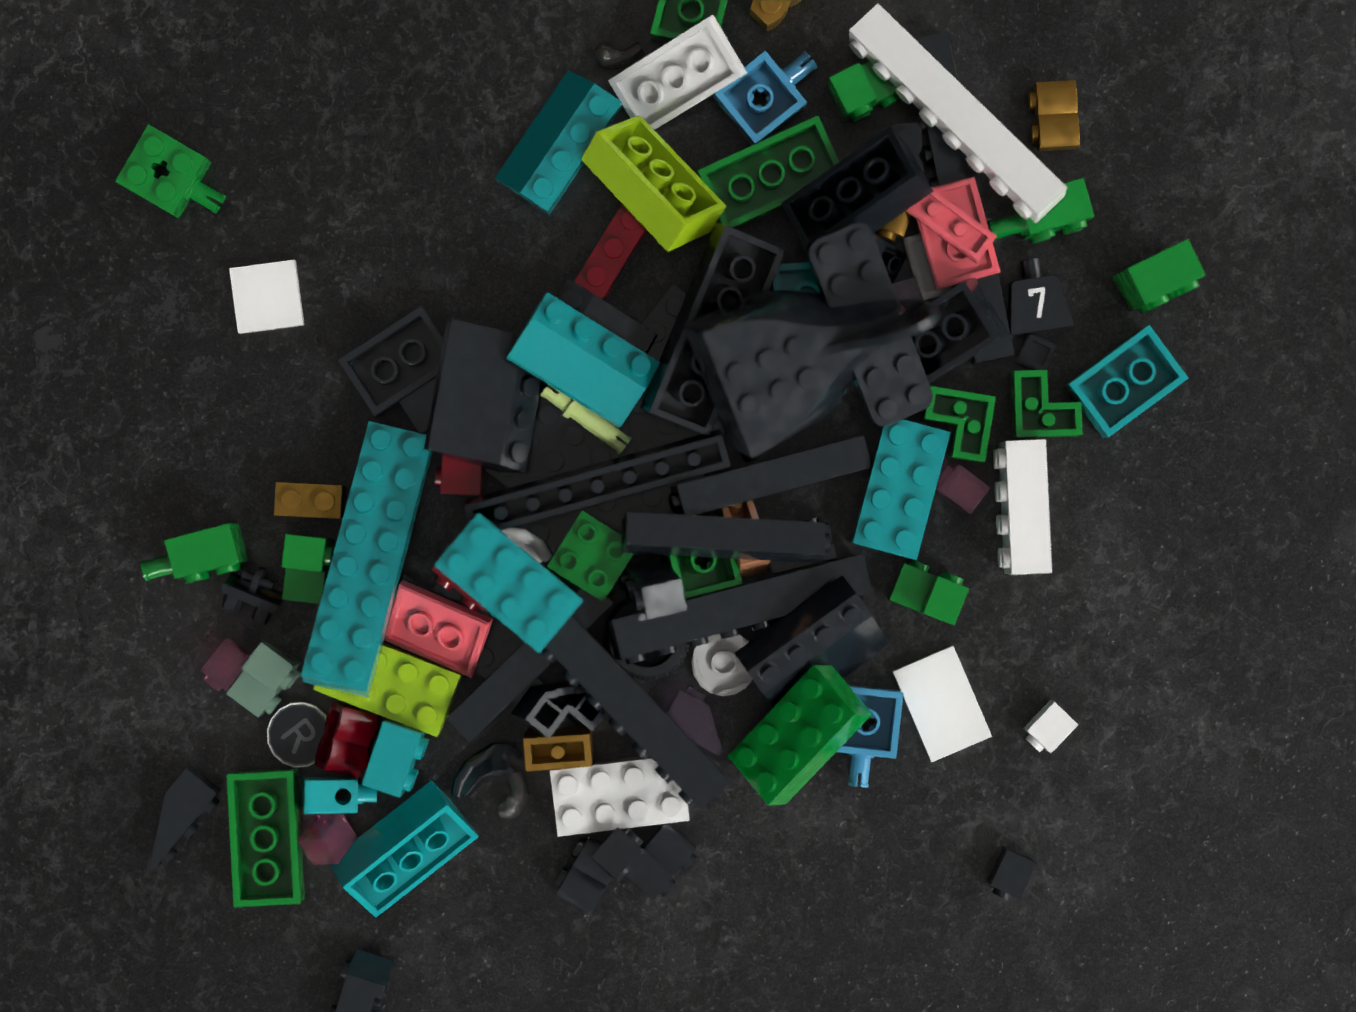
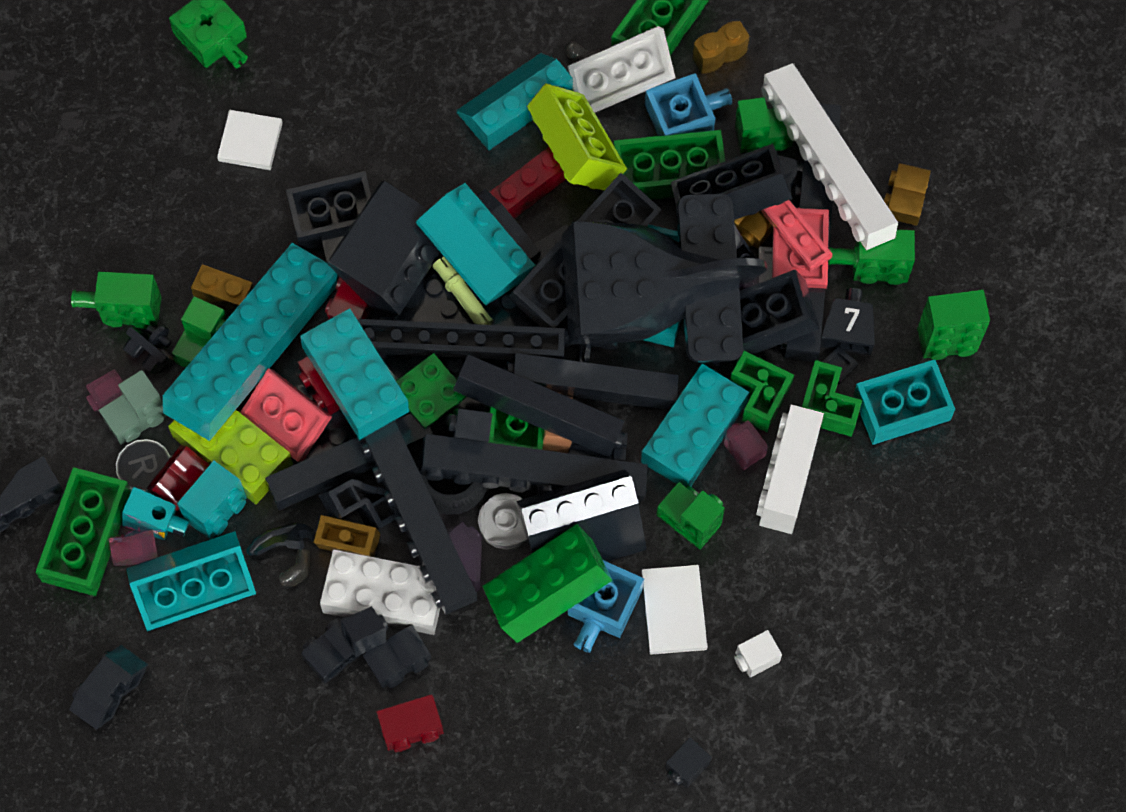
camera: 15 degrees right, 20 degrees down
(700, 928) = (410, 723): none -> dark red brick

